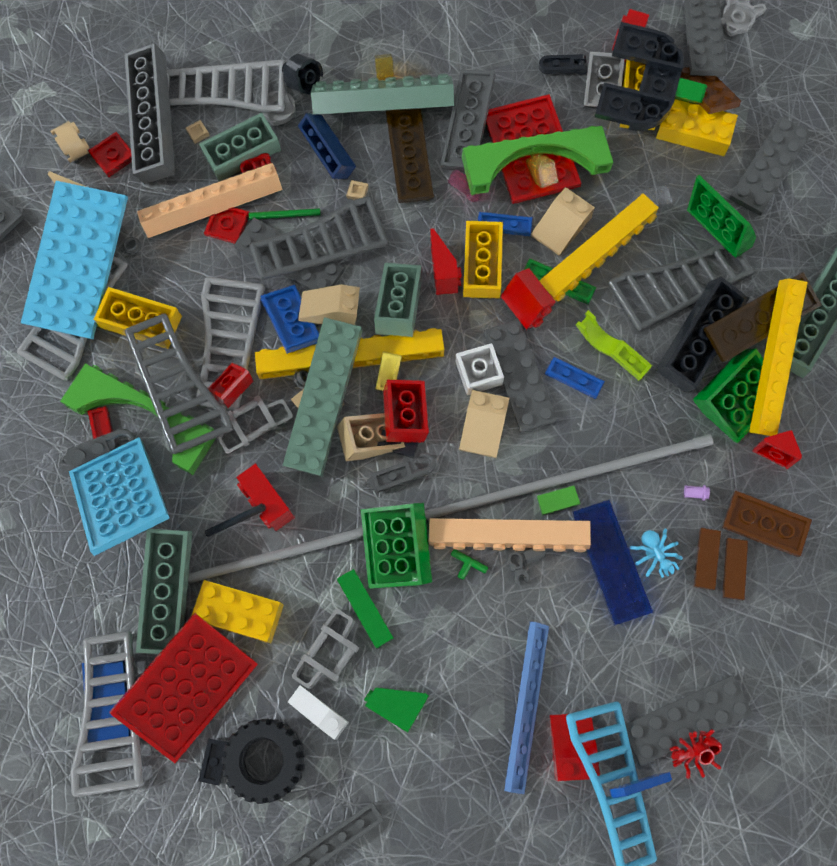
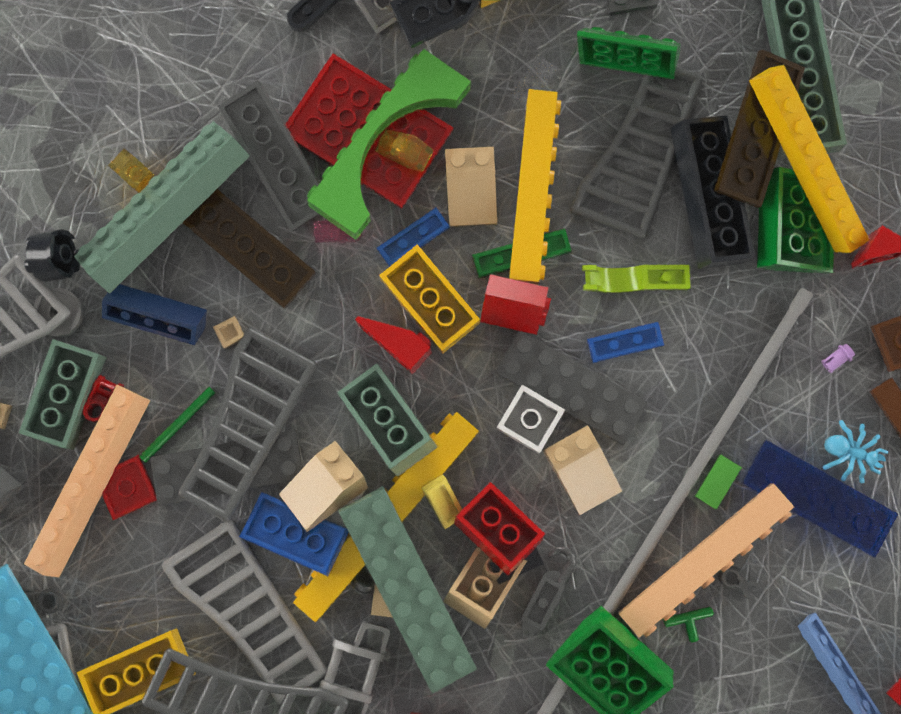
camera: 40 degrees left, 10 degrees up
(231, 384) = (297, 657): red slope -> none

